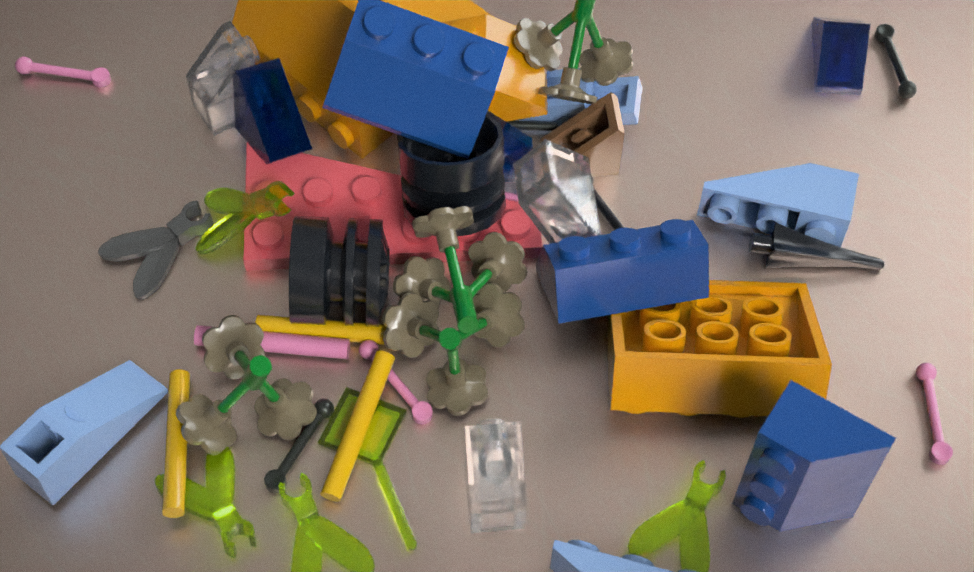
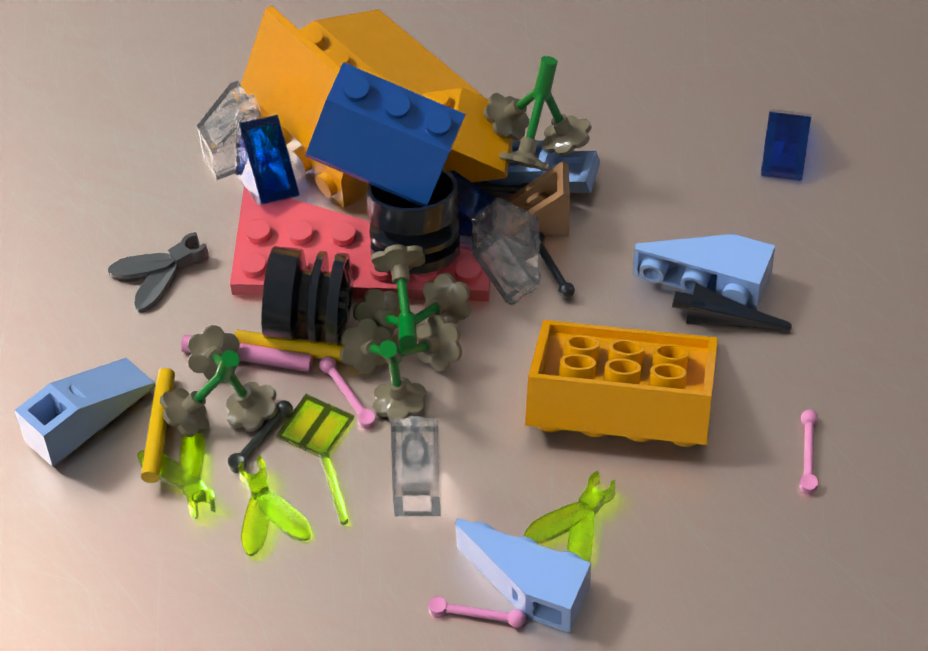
camera: 10 degrees right, 5 degrees down
(99, 76) = (122, 123): bright pink hinge -> none
(241, 211) = (231, 242): clear neon green piece -> none
(357, 426) = (310, 423): yellow bar -> none
(625, 270) = (552, 310): blue slope -> none
(809, 463) = (675, 473): blue slope -> none
(884, 34) = (835, 128): pearl dark grey hinge -> none

